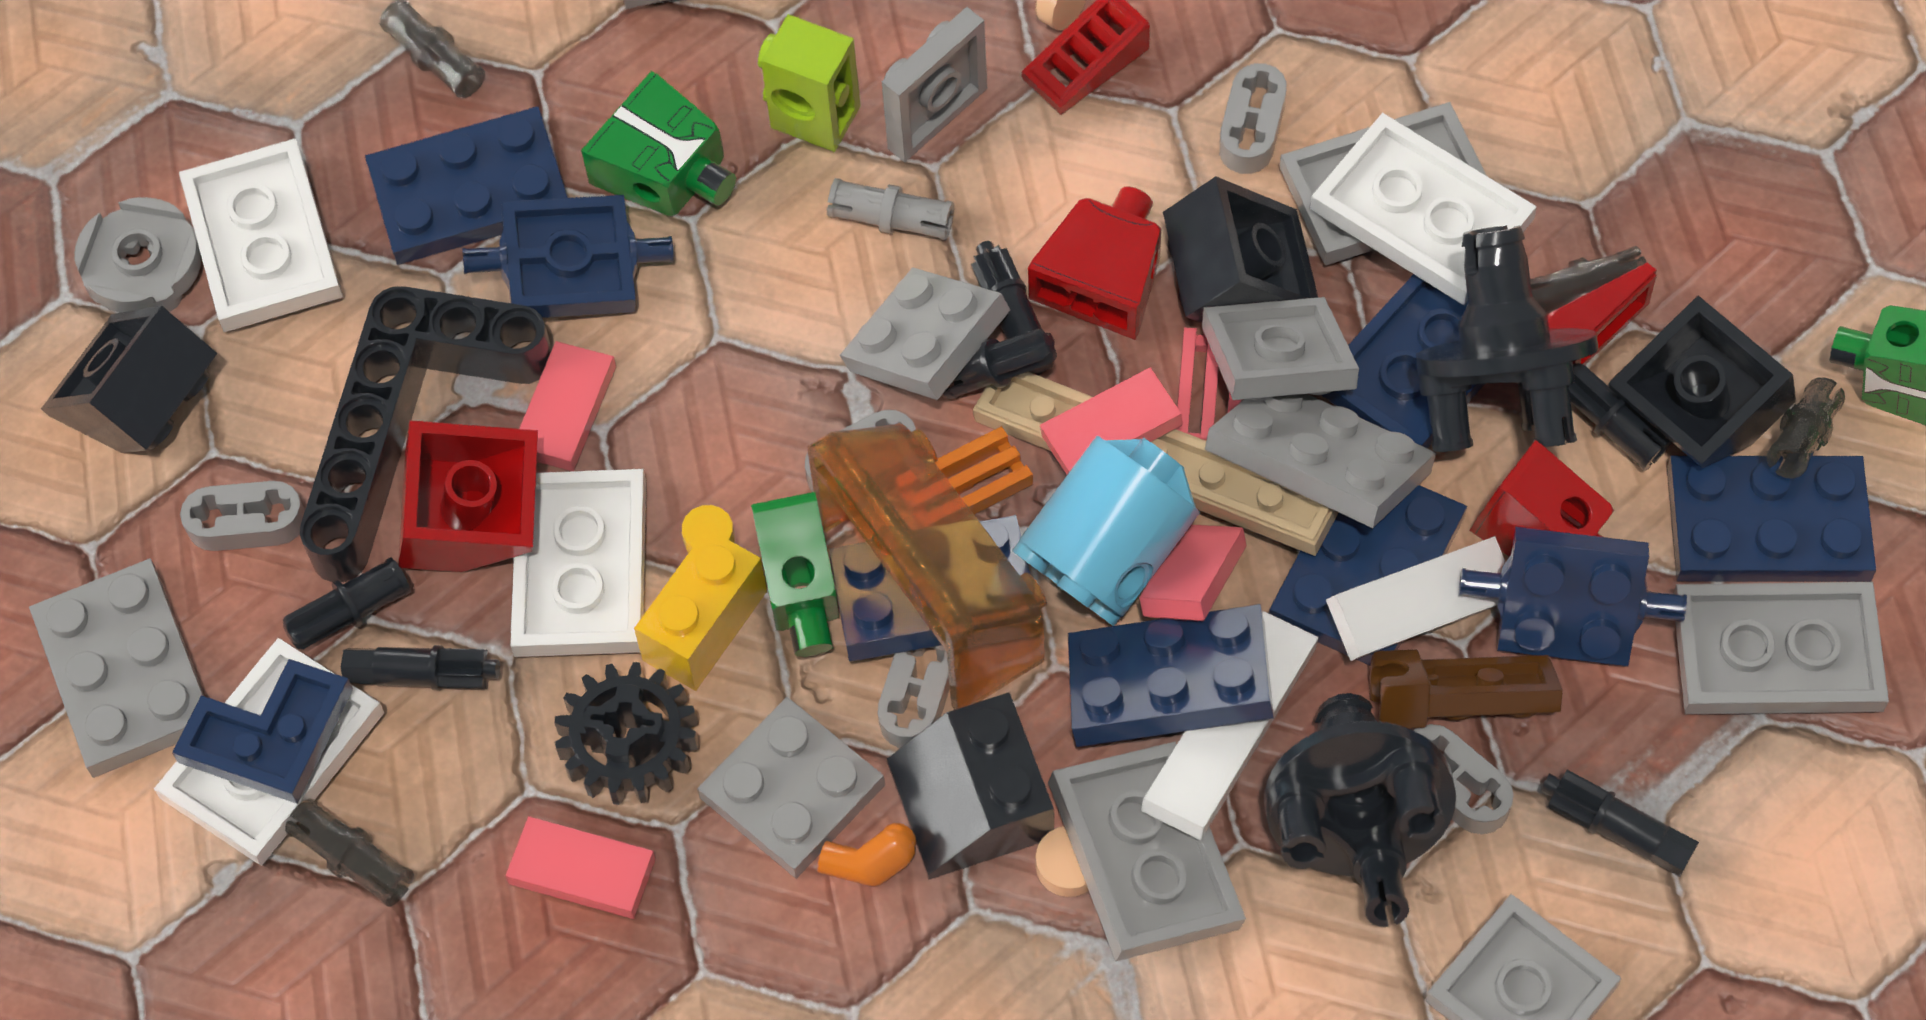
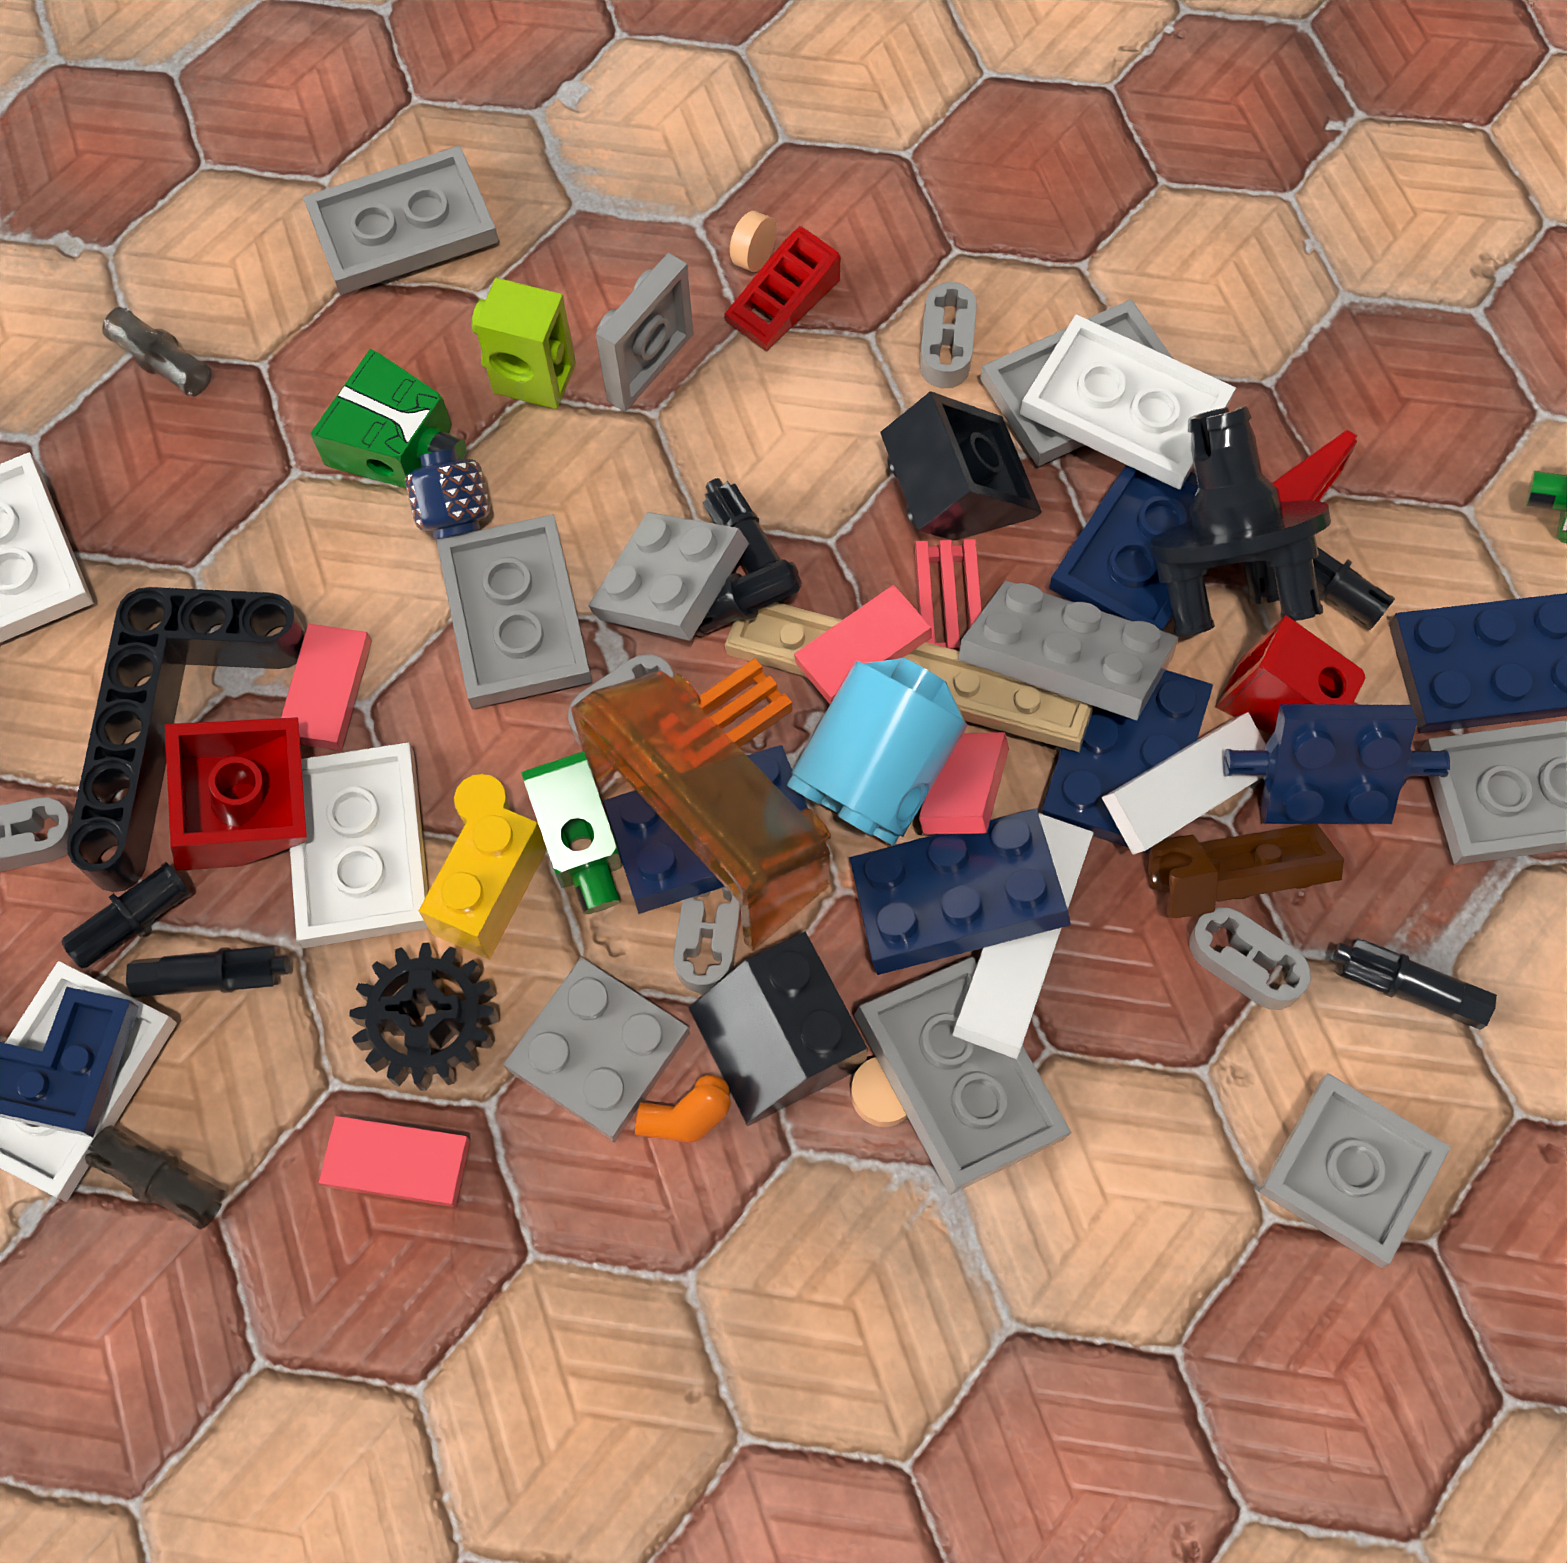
camera: 10 degrees left, 5 degrees up
(453, 184) = (205, 480): dark blue plate -> none
(569, 255) = (310, 538): dark blue plate -> none
(711, 227) = (447, 494): none -> dark blue head
(763, 352) = (513, 611): none -> light grey plate
(890, 209) = (618, 458): light grey pin -> none
(1100, 263) = (827, 487): red torso -> none
(1279, 348) = (1015, 552): light grey plate -> none
(1360, 801) = (1173, 1001): black piece -> none
(1582, 277) = (1288, 450): clear smoke pin -> none
(1706, 385) = (1423, 539): black slope -> none
(1806, 427) = (1521, 572): clear smoke pin -> none

